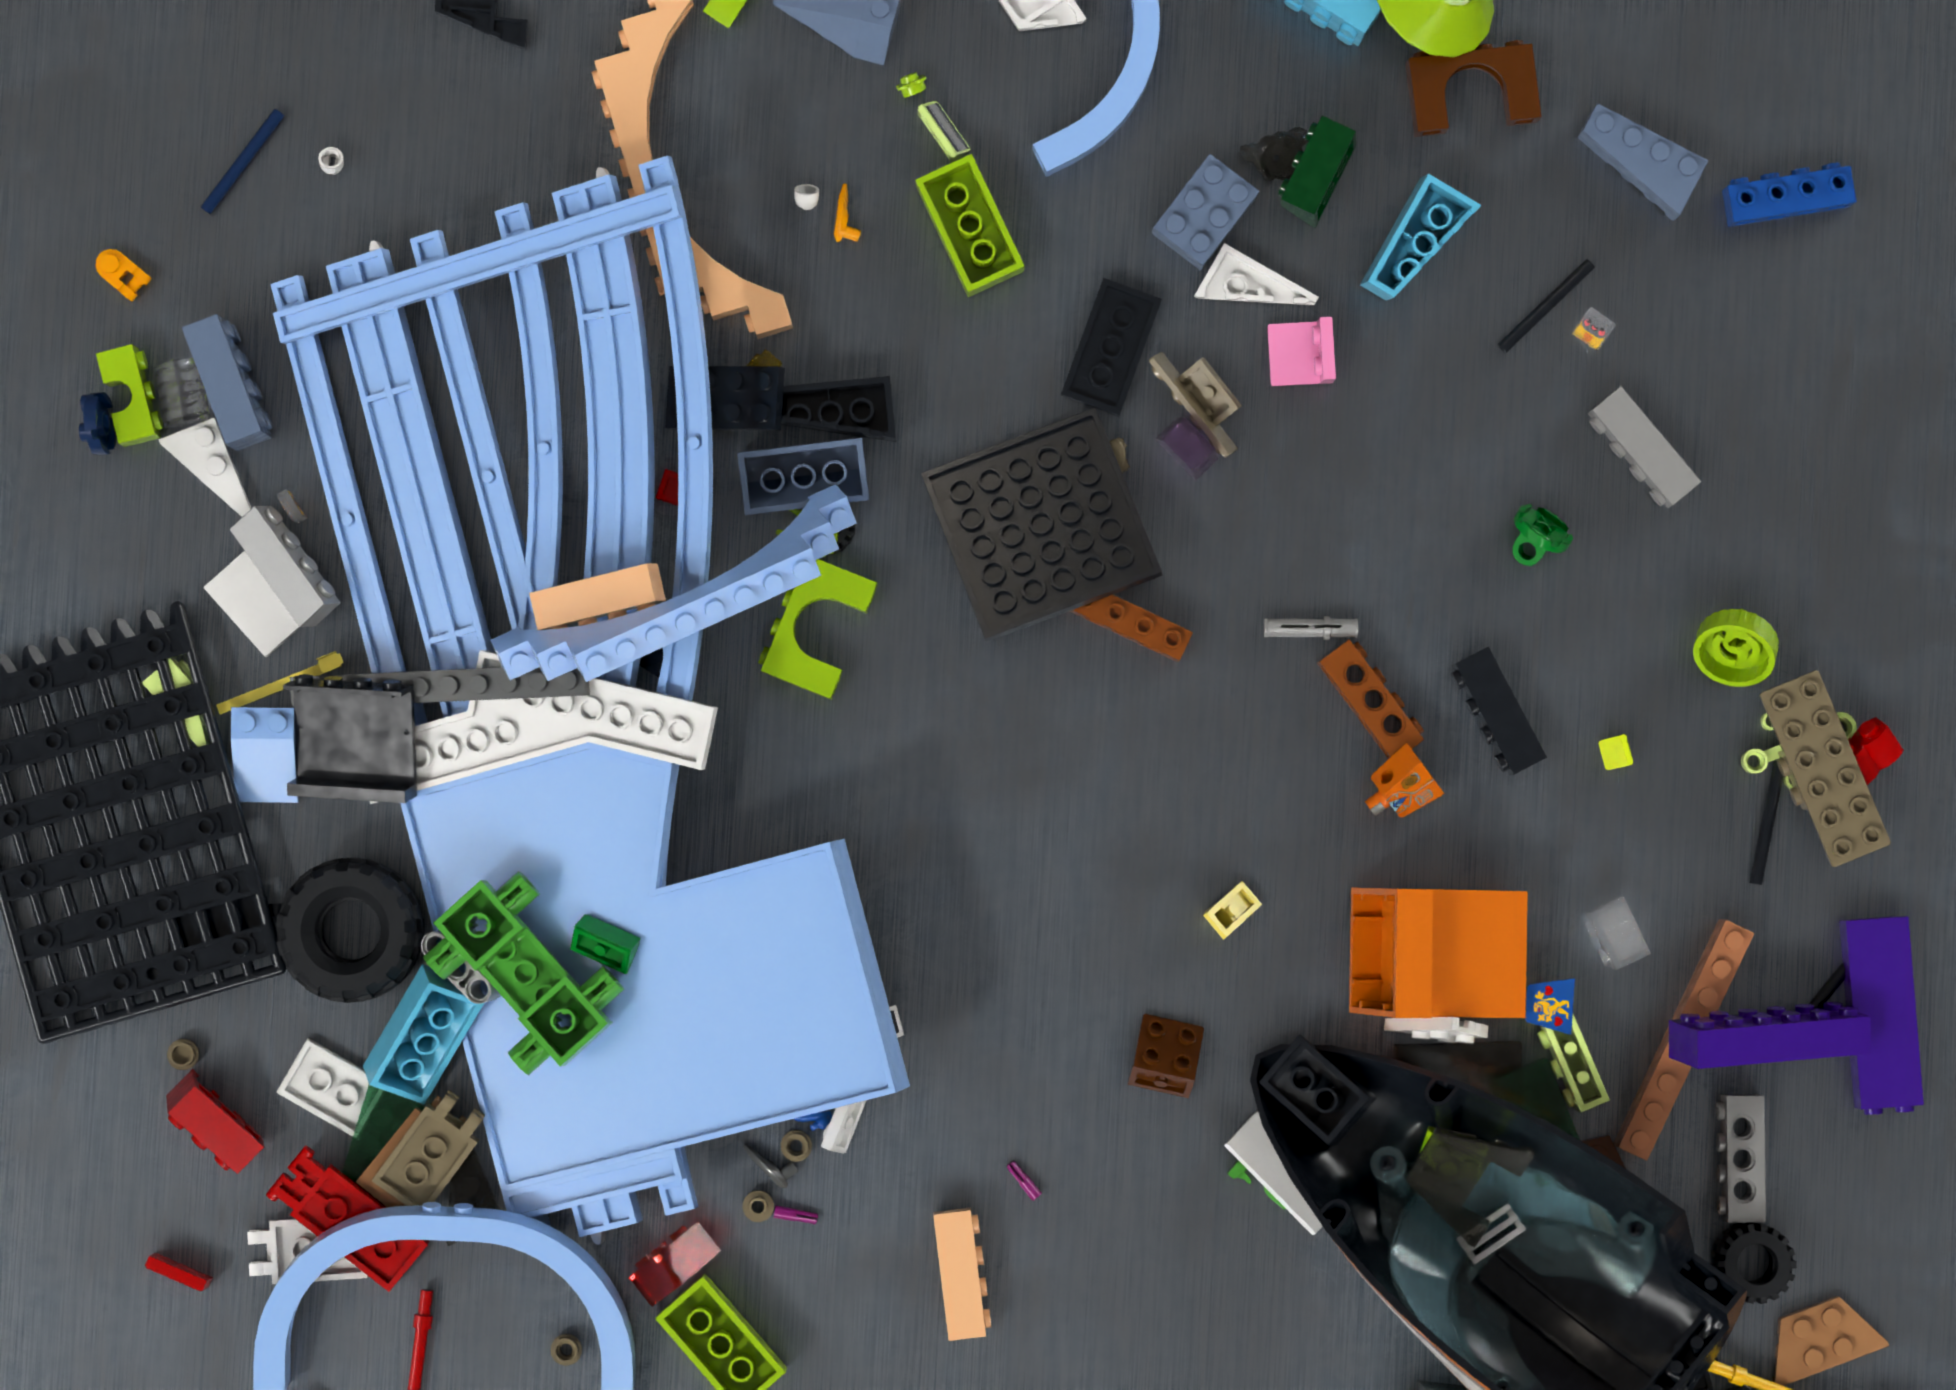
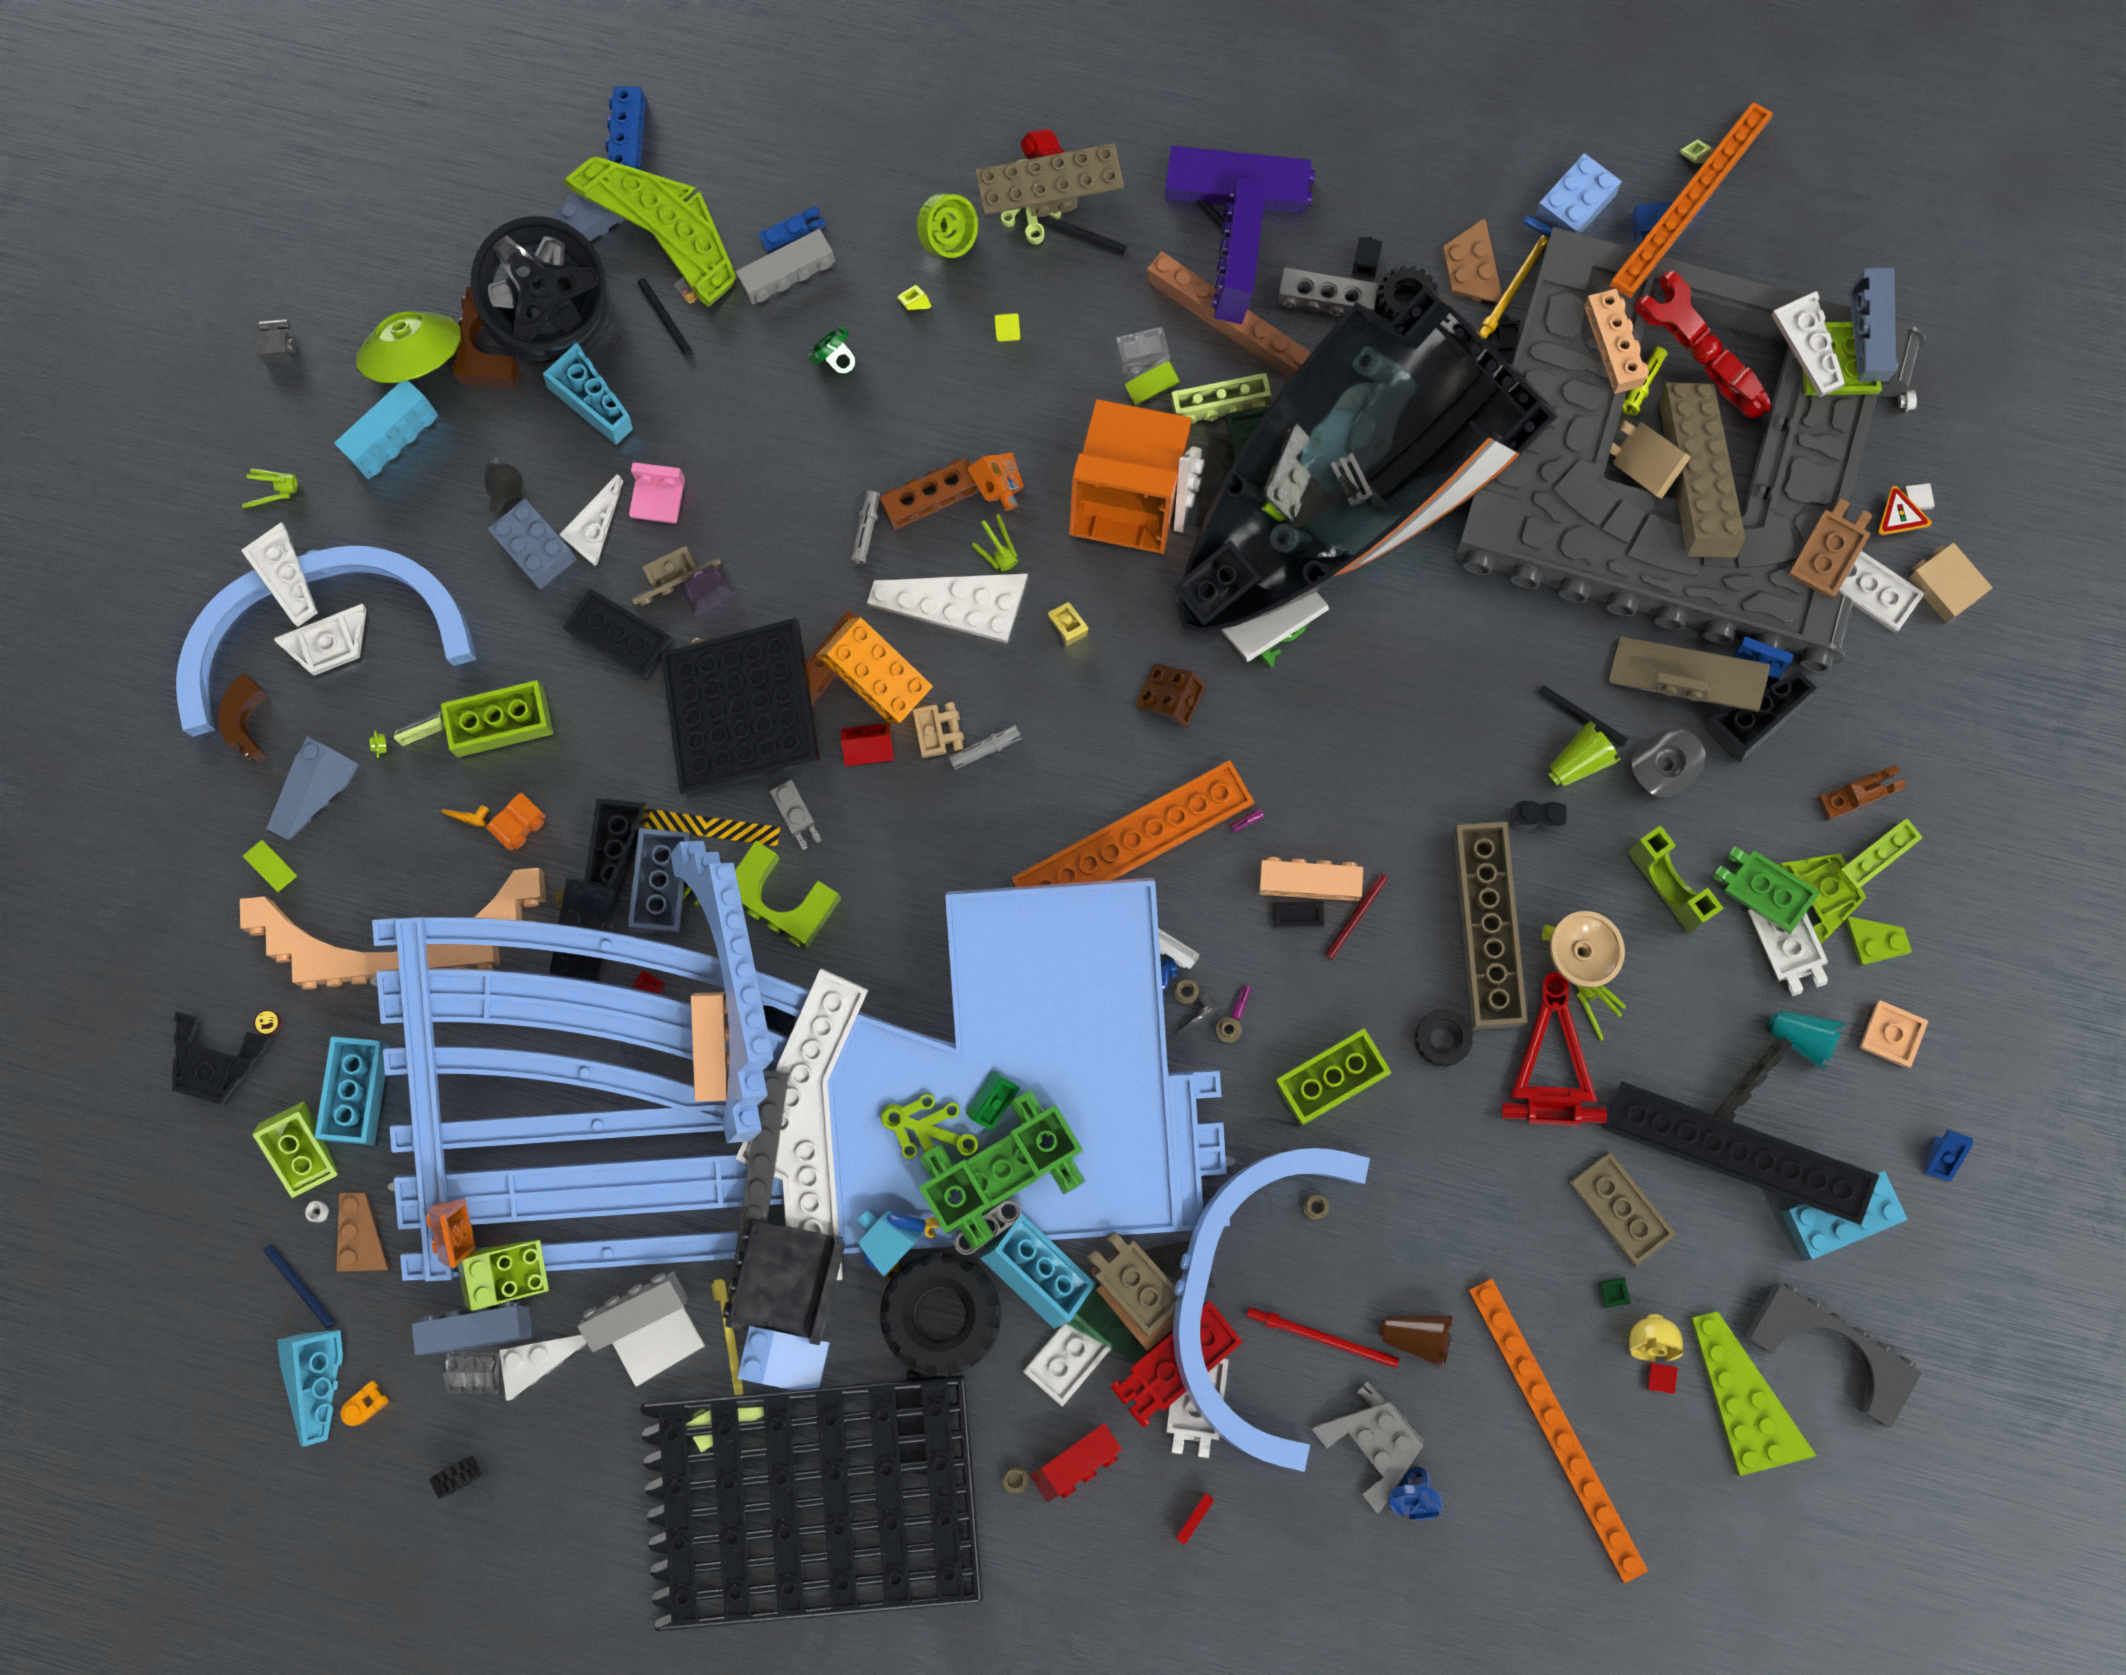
camera: 70 degrees left, 10 degrees down
(58, 404) = (455, 1477): none -> black tyre
(97, 426) = (481, 1447): dark blue plate -> none
(139, 420) = (440, 1417): lime arch -> none
(145, 201) = (310, 1374): none -> medium azure wedge
(291, 506) = (587, 1298): clear tile -> none
(295, 402) = (502, 1274): none -> lime slope
(311, 216) = (358, 1239): none -> medium nougat wing
(327, 335) = (451, 1231): none -> orange slope
(399, 116) = (293, 1150): none -> lime slope
(423, 855) = (891, 1239): none -> medium azure torso
(478, 167) = (352, 1091): none -> medium azure brick
(544, 40) = (267, 1022): none -> tile
(558, 870) = (924, 1126): none -> lime plant
(673, 1262) = (1261, 1103): clear red brick -> none
(806, 196) = (443, 840): white hinge -> none
(846, 280) = (516, 822): none -> orange brick
(889, 522) = (713, 827): none -> sticker
(917, 1265) = (1298, 915): none -> black tile
(926, 620) = (794, 812): none -> light grey hinge
(929, 1337) = (1356, 916): none -> dark red bar
(975, 1050) = (1145, 831): none -> orange plate
(1030, 690) = (867, 744): none -> red panel
(1053, 838) = (985, 747): none -> light grey pin
(1060, 766) = (930, 733): none -> tan plate
(1114, 684) = (874, 670): none -> light orange brick
(1235, 777) = (965, 603): none -> white wing
(1304, 811) = (1004, 557): none -> lime plant
(1317, 170) = (520, 453): dark green slope -> none
(1499, 712) = (958, 404): black brick -> none
(1518, 168) = (546, 271): none -> black wheel
(1551, 1004) = (1186, 399): blue sticker -> none
(1575, 954) = (1152, 383): none -> lime slope
(1633, 622) = (914, 299): none -> neon yellow slope
(1690, 262) = (660, 207): none -> lime wing
(1696, 441) = (791, 230): none -> blue hinge
(1805, 1200) = (1367, 256): none -> black brick

